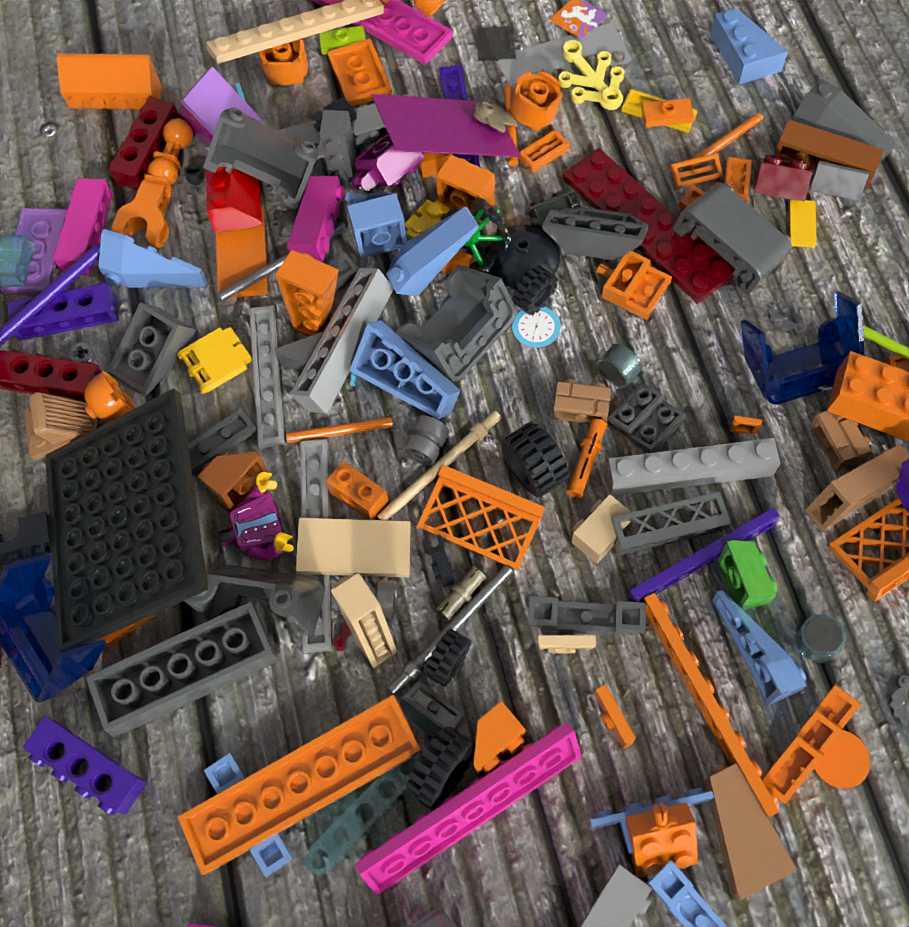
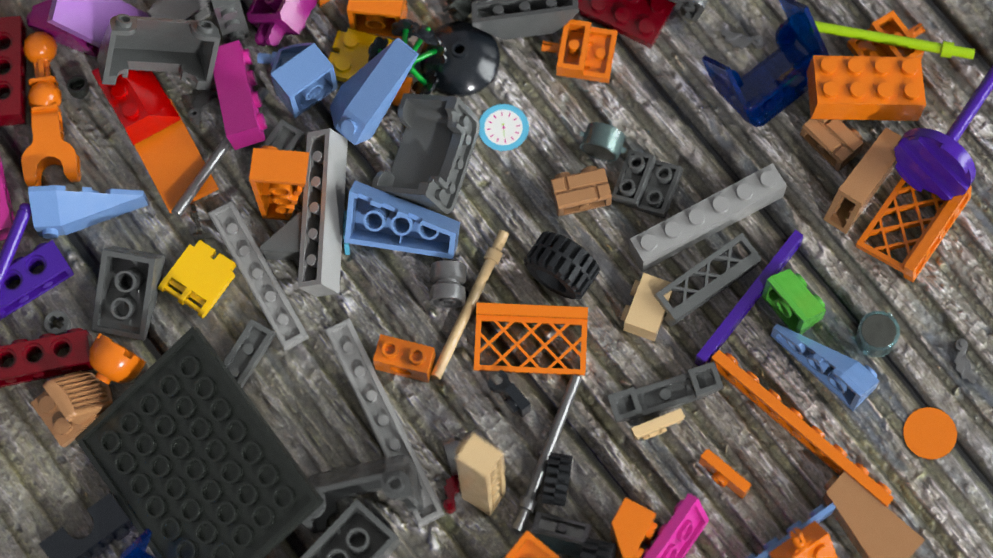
camera: 25 degrees left, 5 degrees up
(231, 477) = (281, 392): dark orange slope -> none
(257, 524) = (324, 426): magenta torso -> none
(341, 429) = (356, 304): orange bar -> none
(353, 547) = (424, 412): tan tile -> none
(461, 593) = (542, 416): dark tan pin -> none
(535, 290) = (490, 93): black tyre -> none
(595, 431) = (606, 240): orange pin -> none
(745, 425) = (742, 156): orange slope -> none
(810, 743) = (900, 429): orange slope -> none

